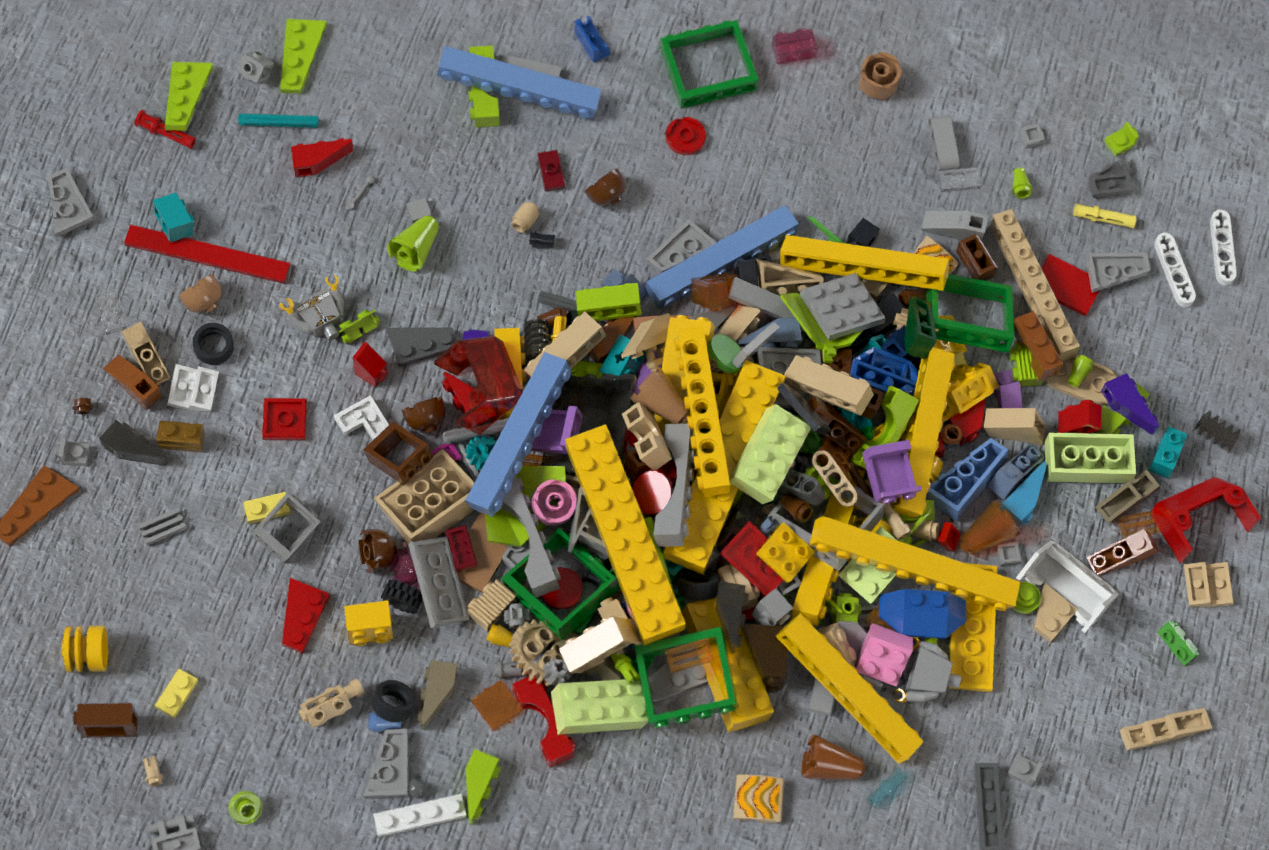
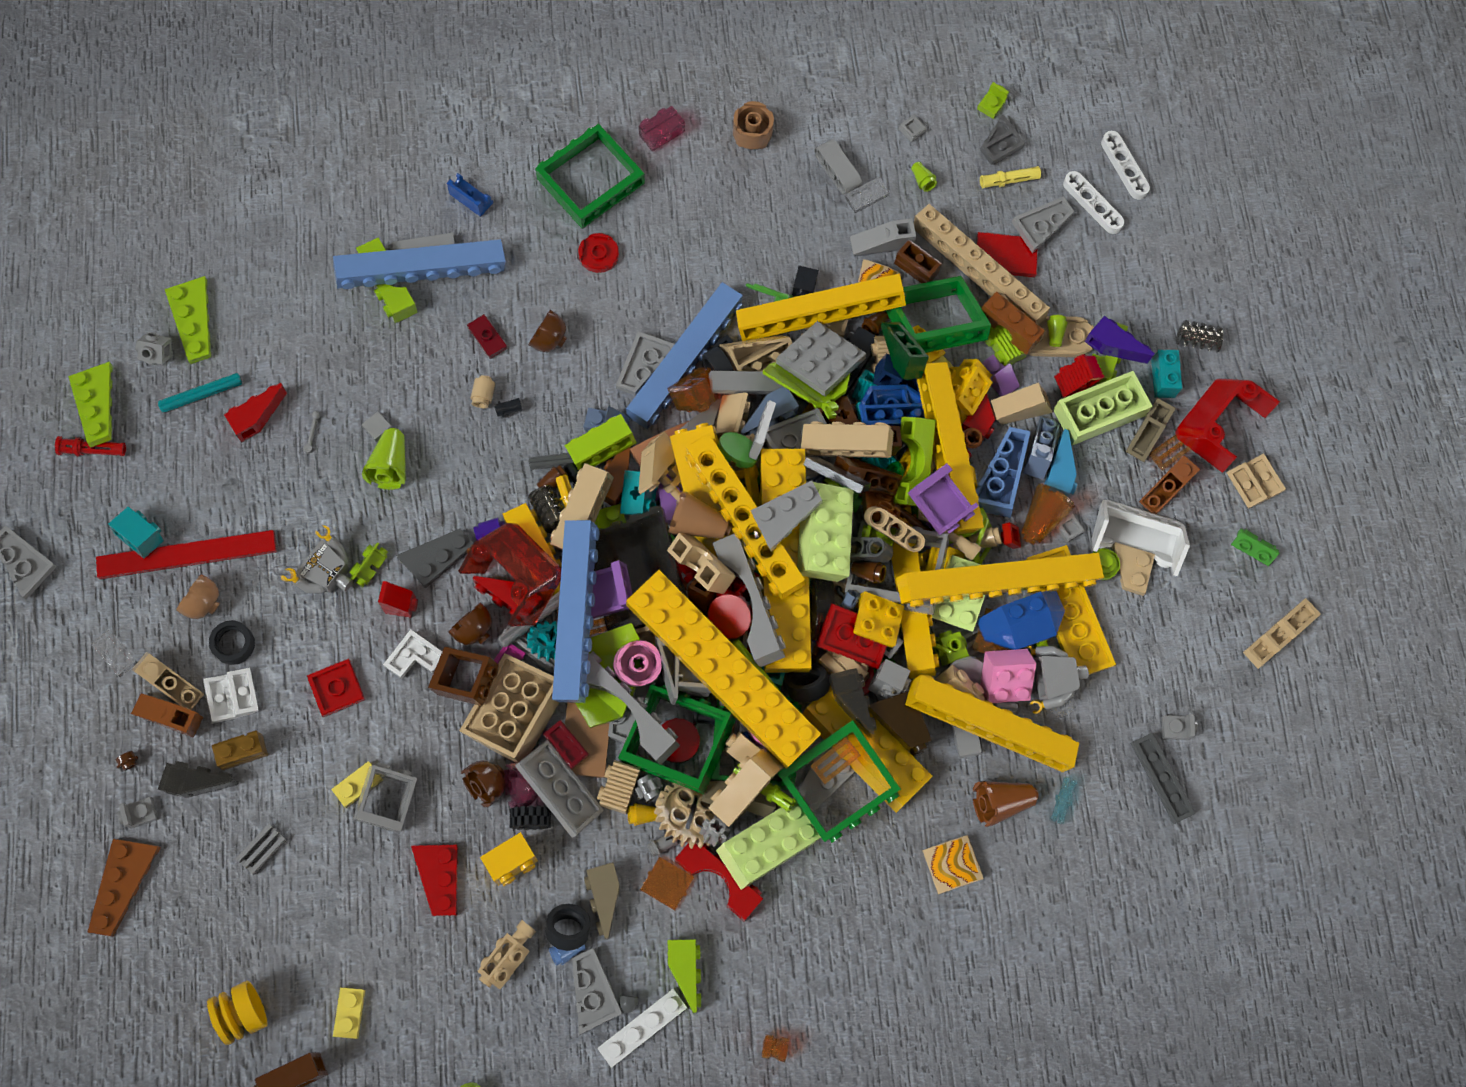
camera: 25 degrees left, 5 degrees up
(736, 420) = (784, 513): none -> light grey wing

